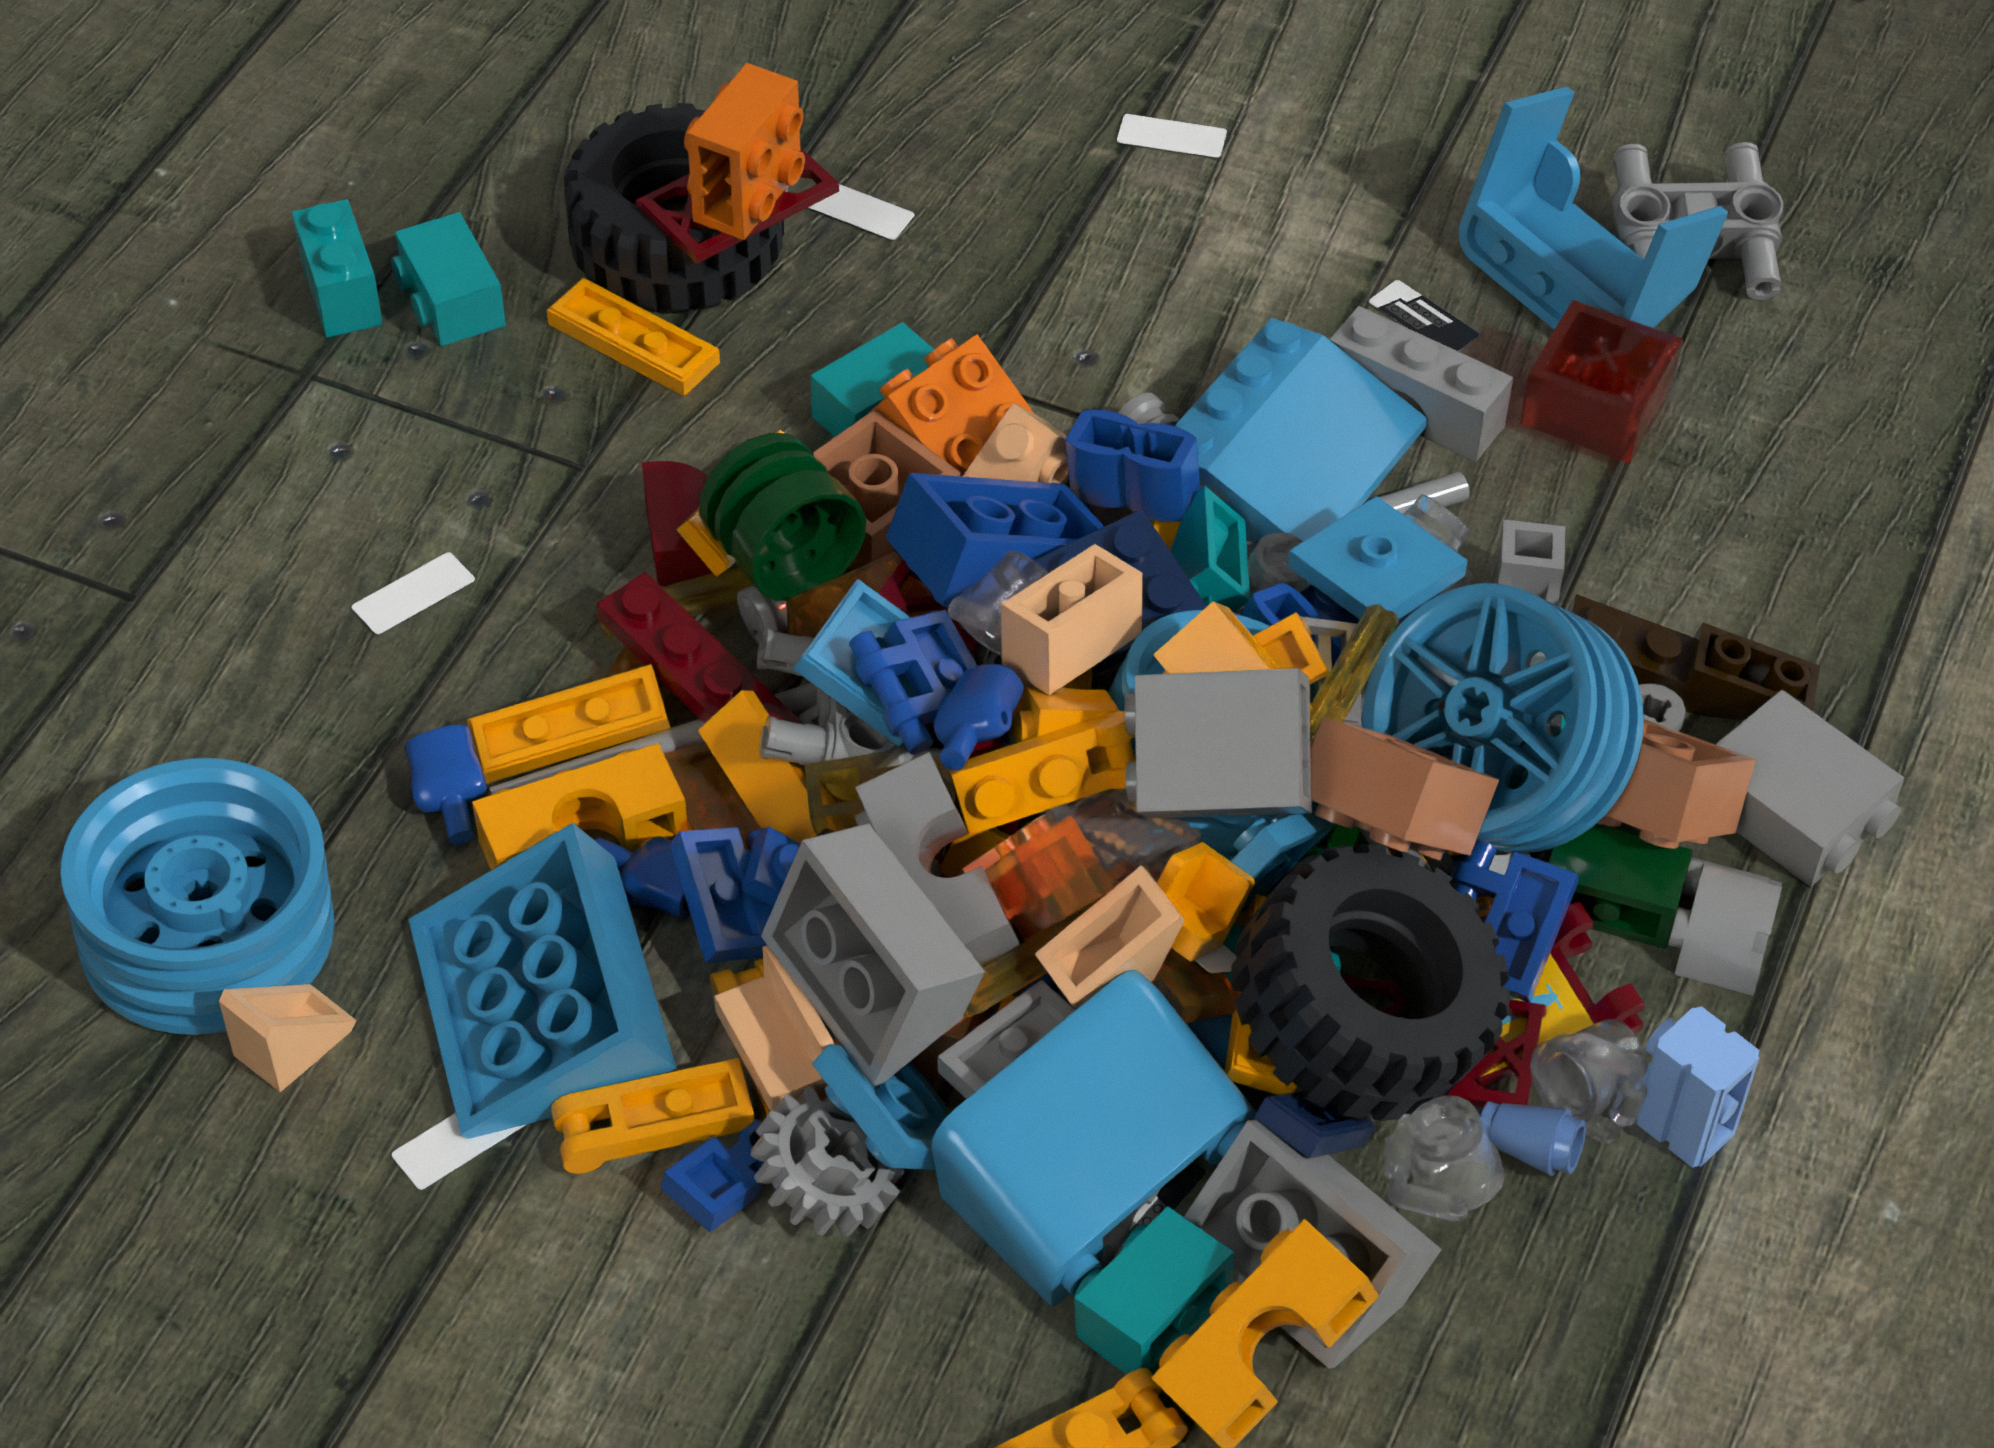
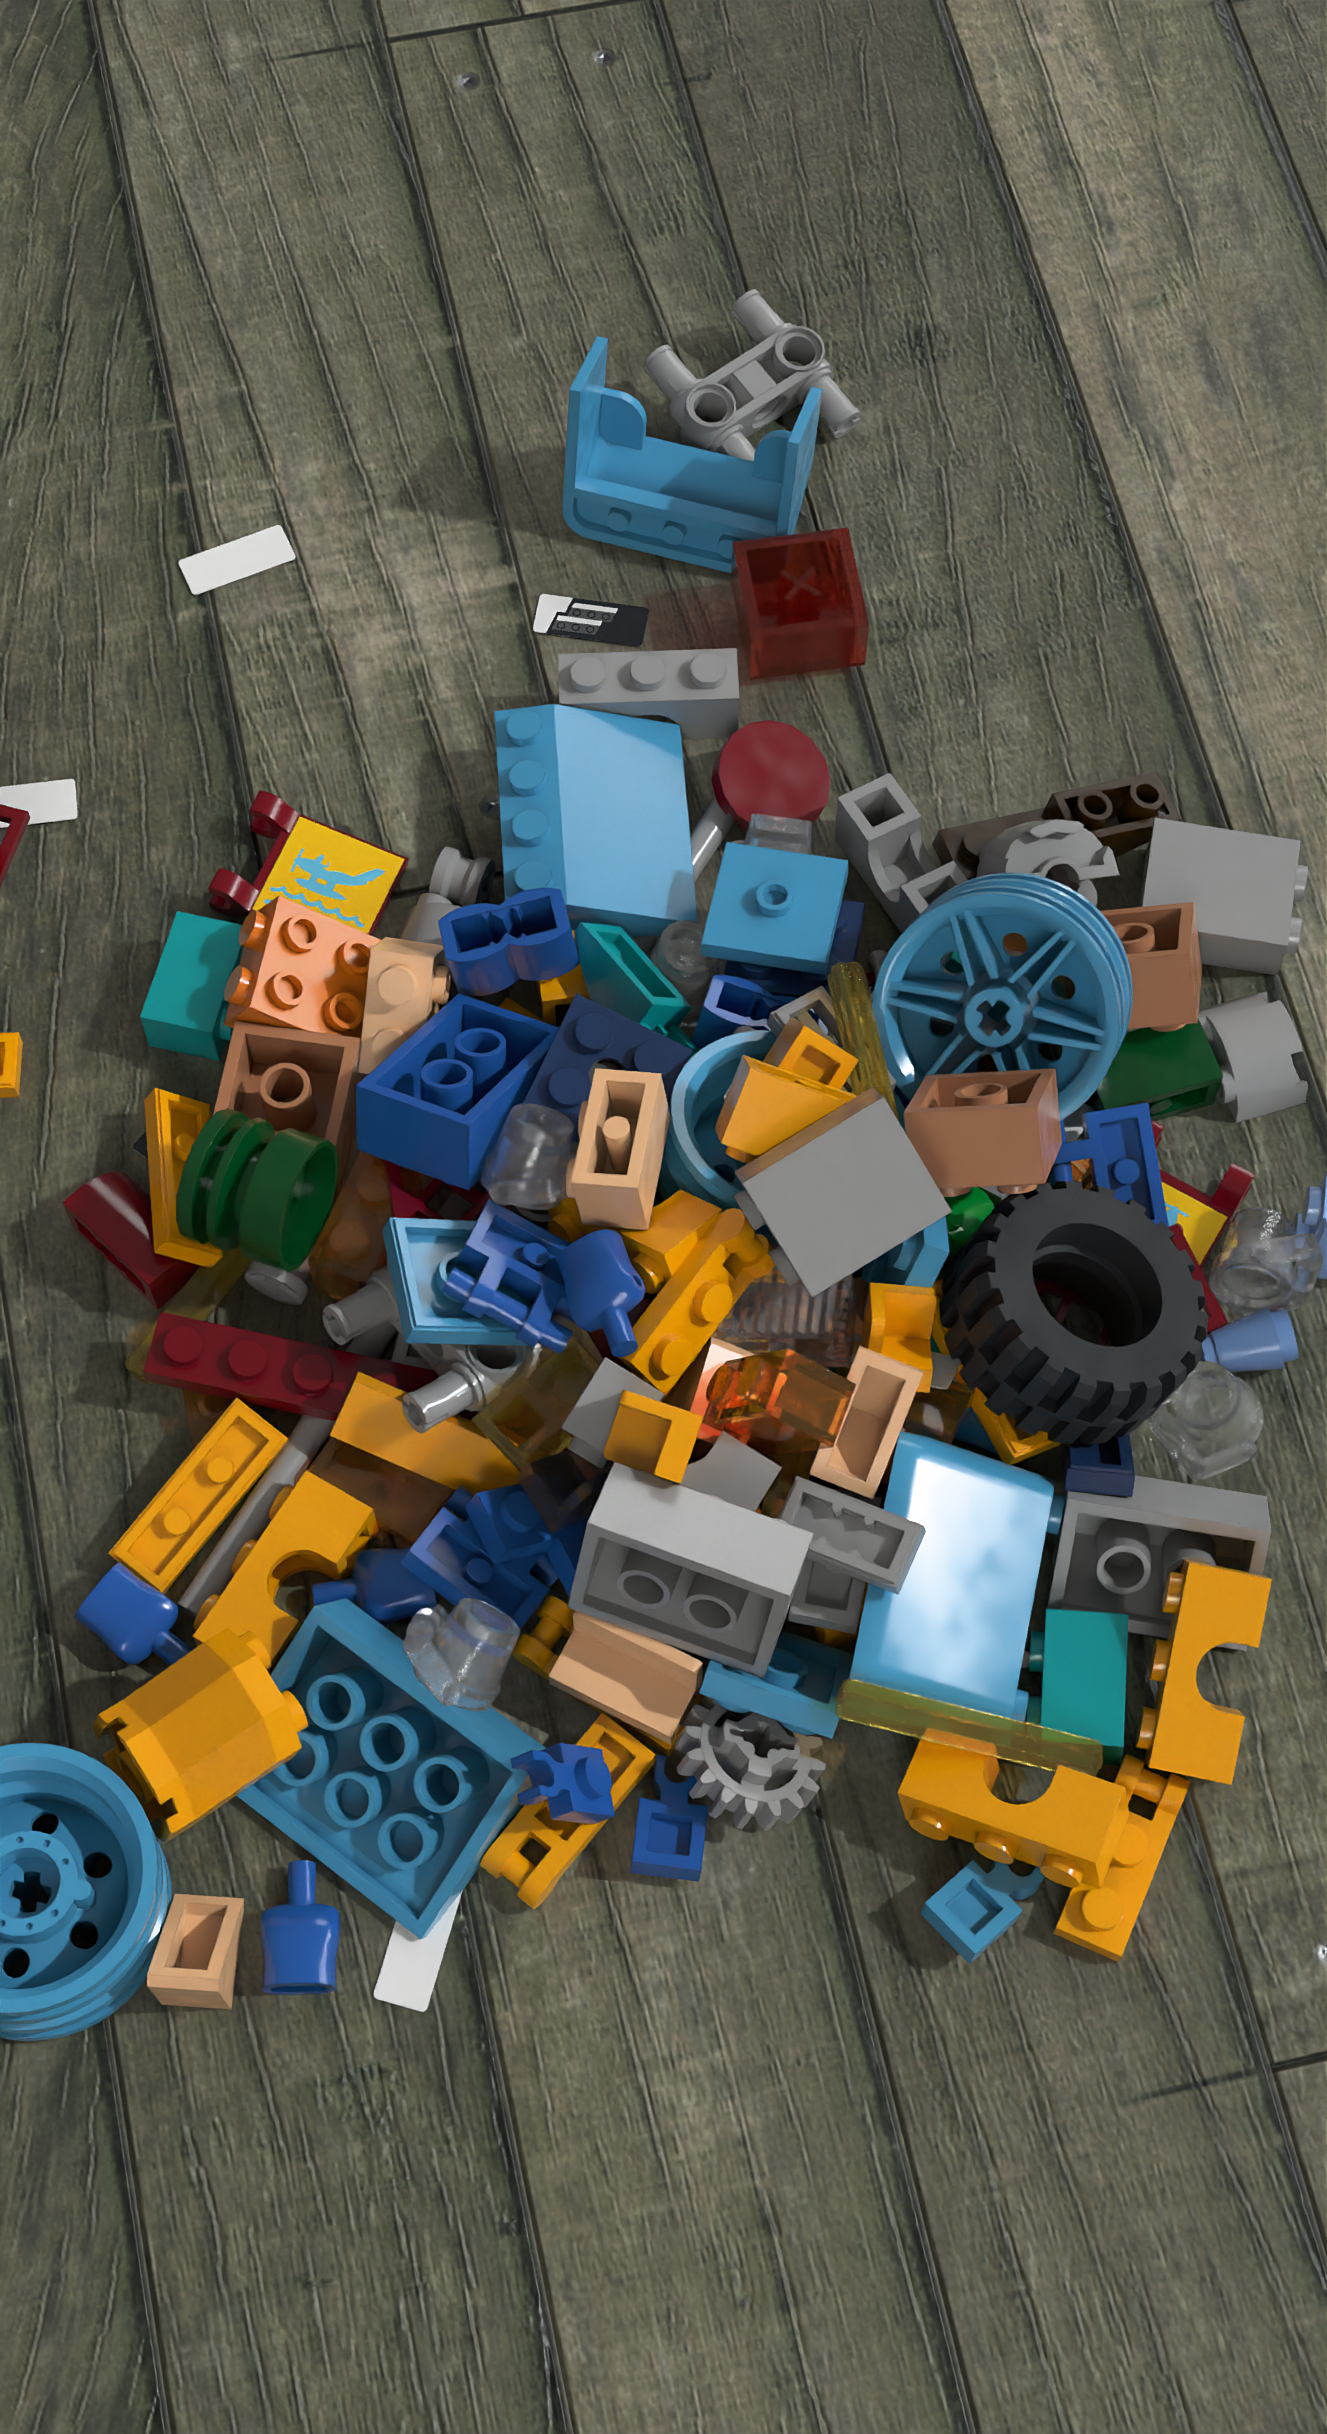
camera: 35 degrees left, 15 degrees up
(370, 1072) = (300, 1938): none -> blue piece
(414, 858) = (202, 1731): none -> light orange brick
(658, 933) = (462, 1652): none -> clear piece
(662, 1072) = (572, 1781): none -> blue plate
(920, 1401) = (979, 1906): none -> dark azure plate
(921, 830) = (652, 1436): none -> light orange panel
(1013, 1236) = (966, 1728): none -> clear yellow axle
(1027, 1012) = (854, 1534): none -> light grey plate
(1033, 1373) = (1064, 1832): none -> light orange arch
(1047, 362) = (313, 868): none -> flag
(1476, 484) = (770, 772): none -> dark red tile
(1660, 646) = (1048, 847): none -> light grey cylinder

